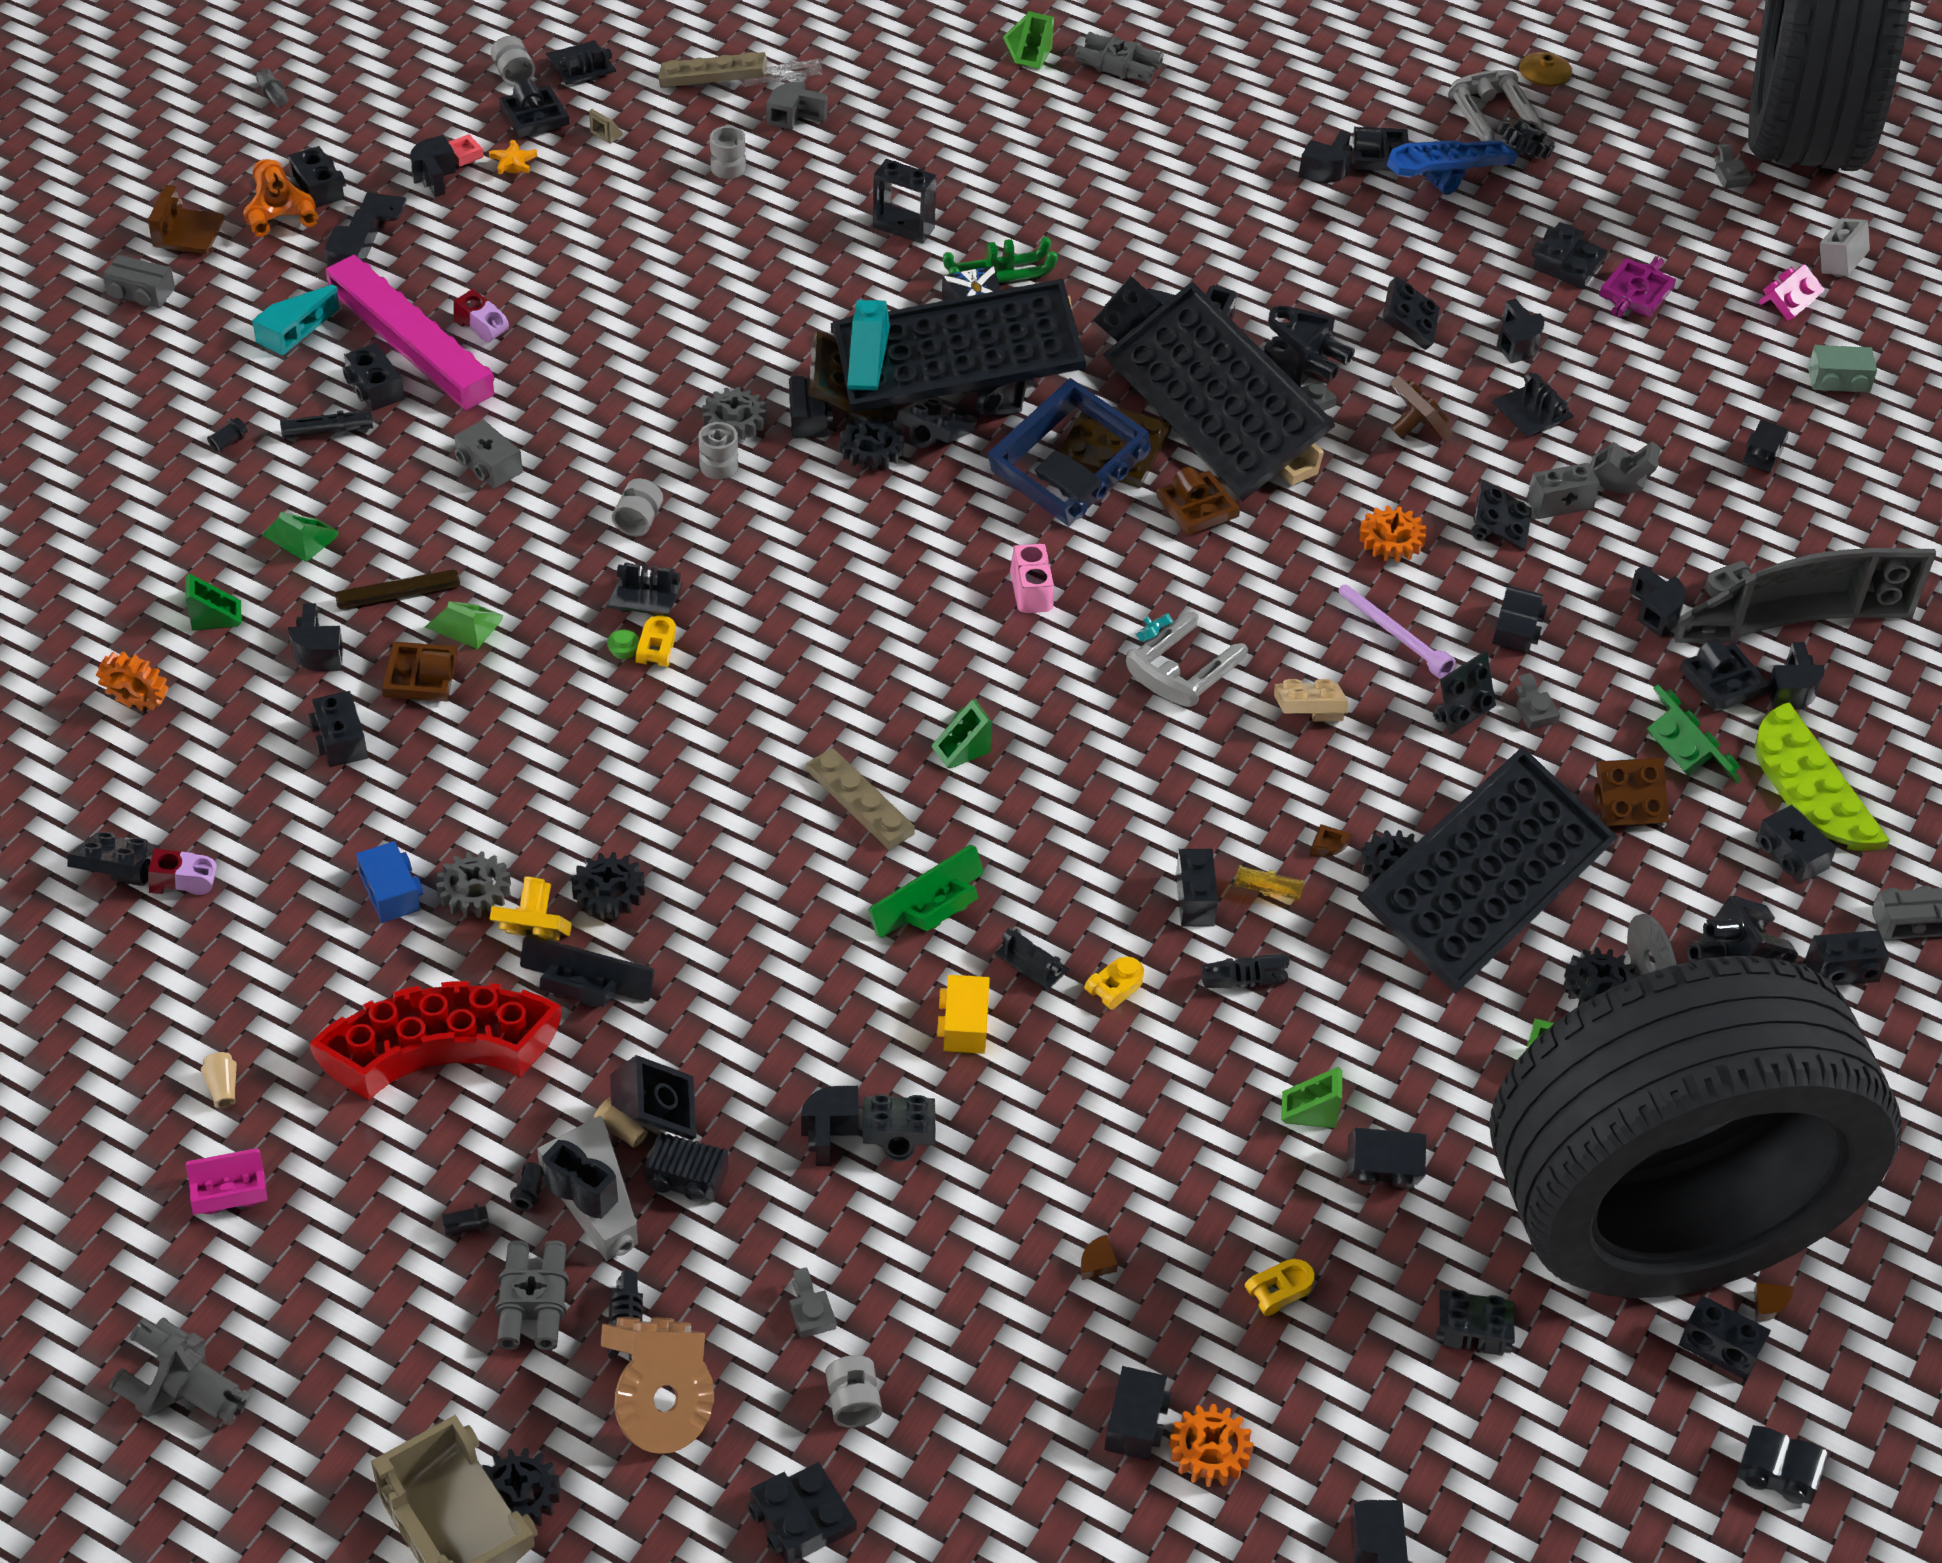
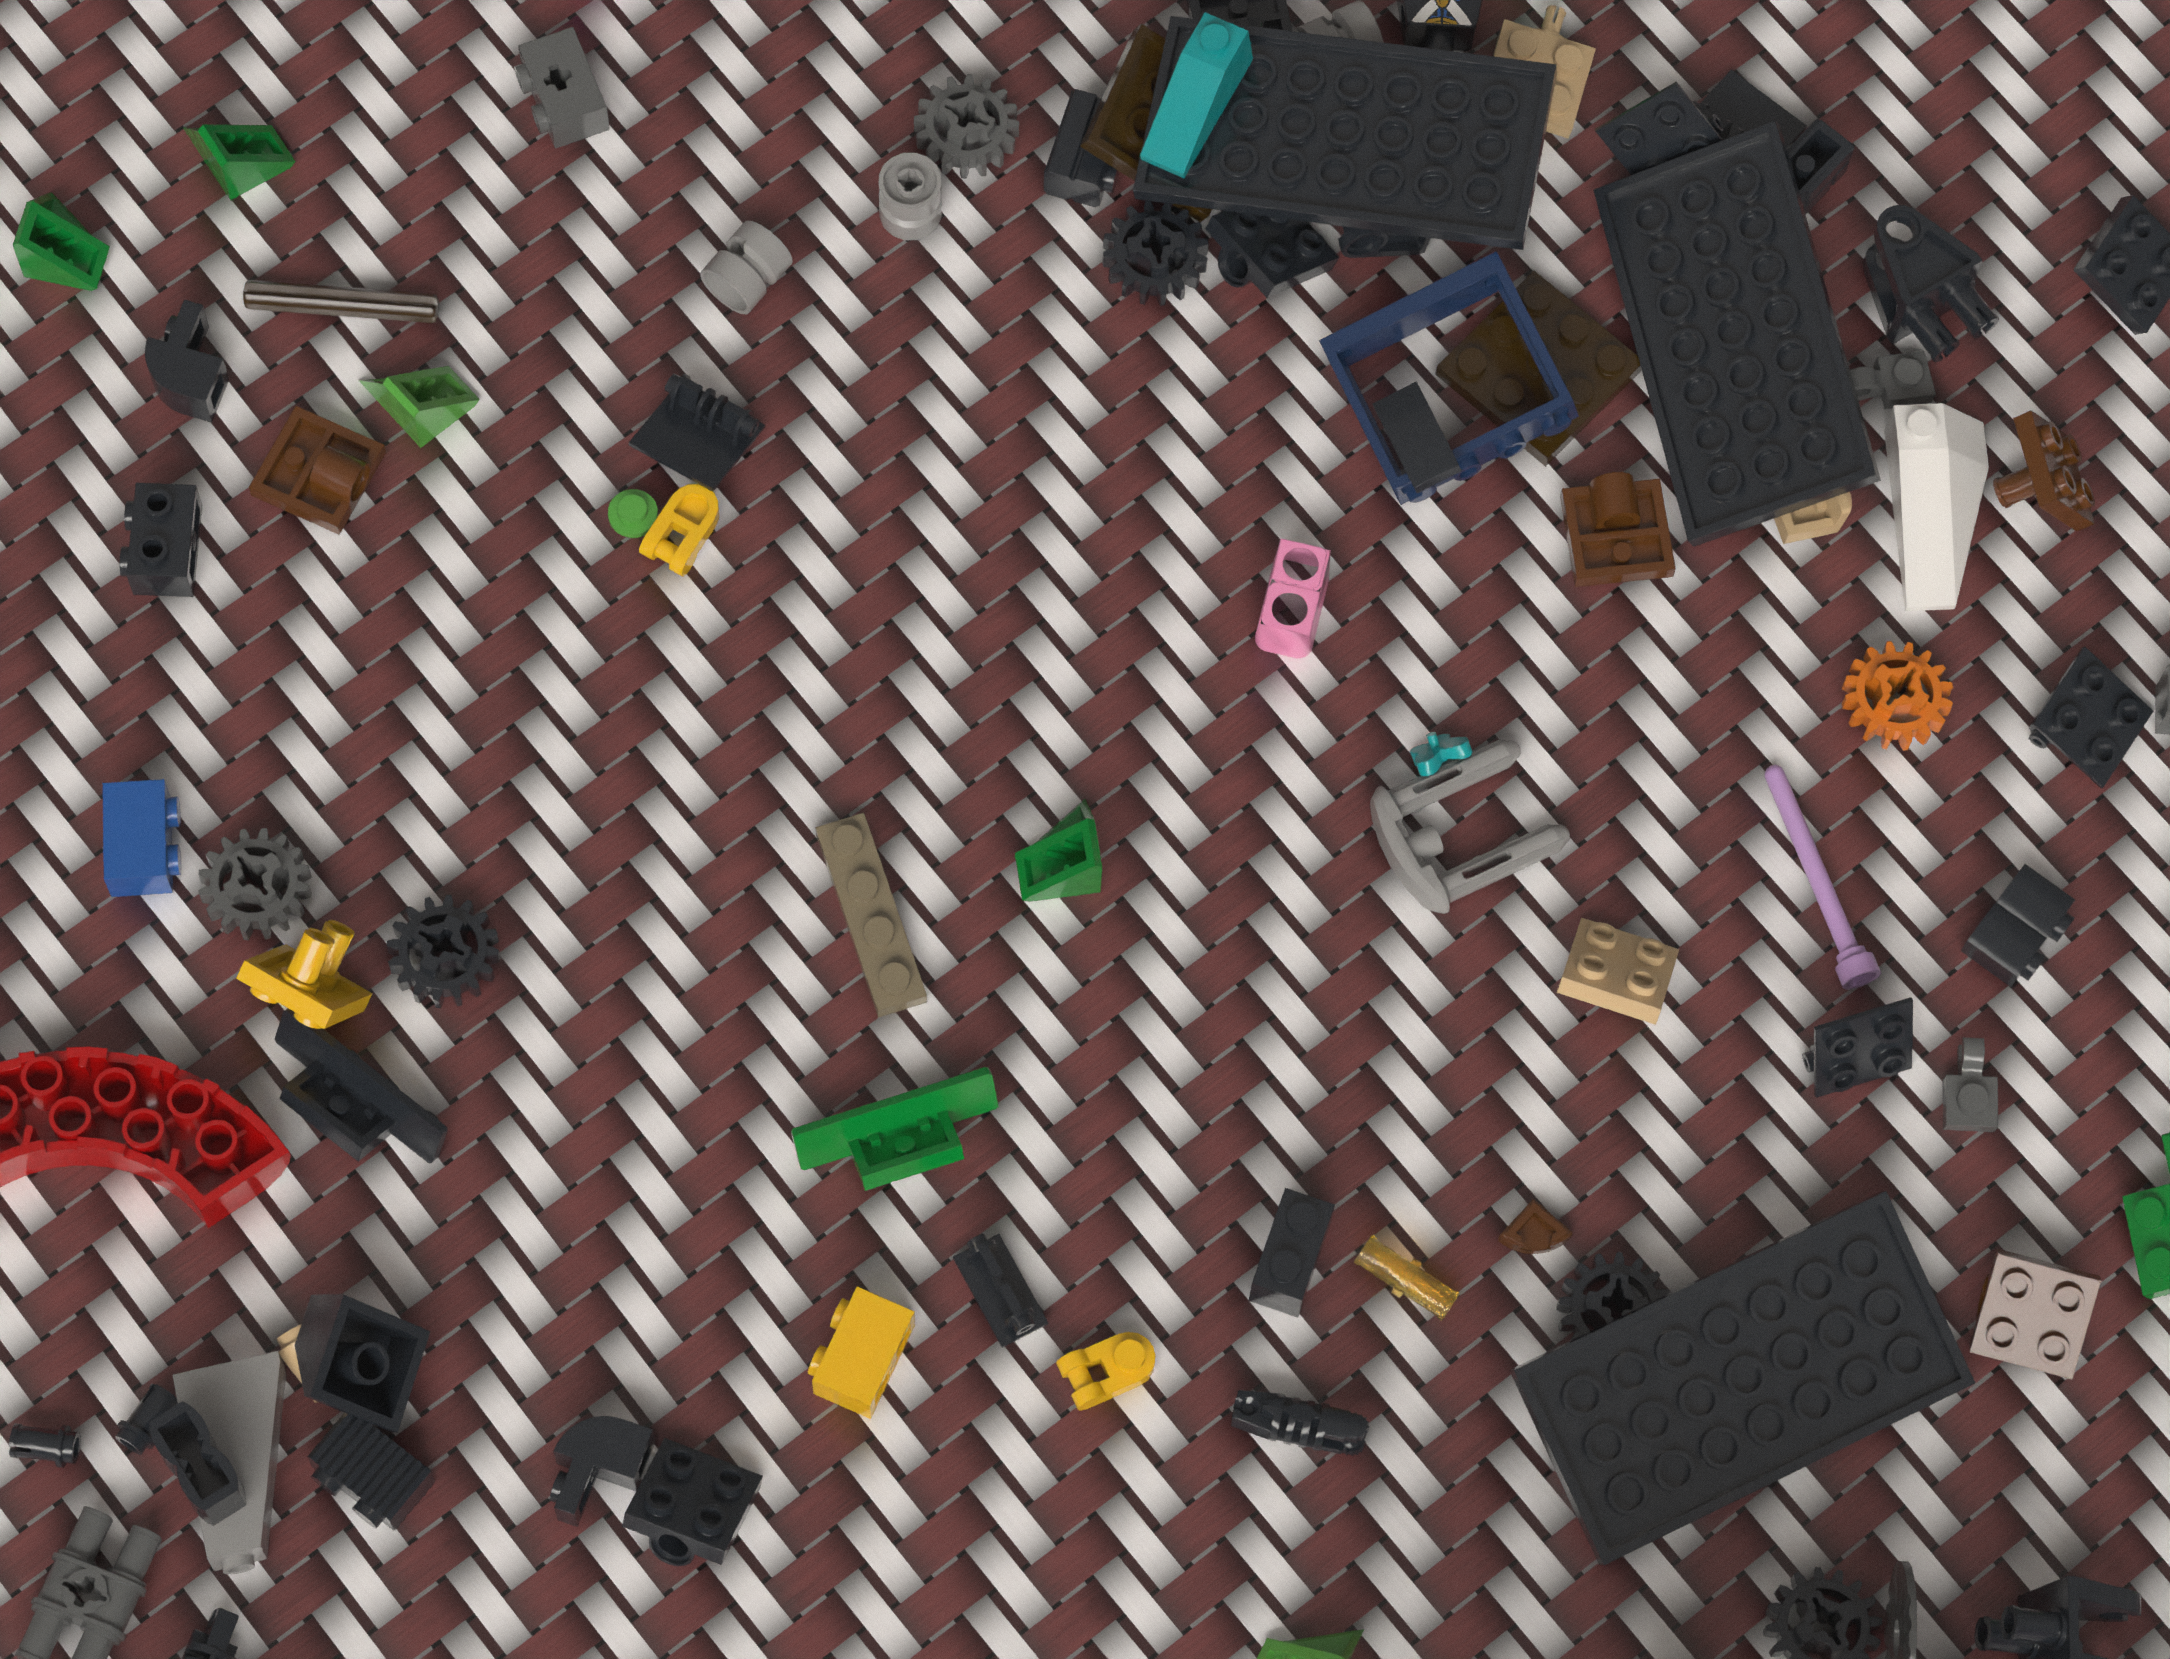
camera: 20 degrees right, 20 degrees up
(1361, 444) = (1936, 492): none -> white wedge

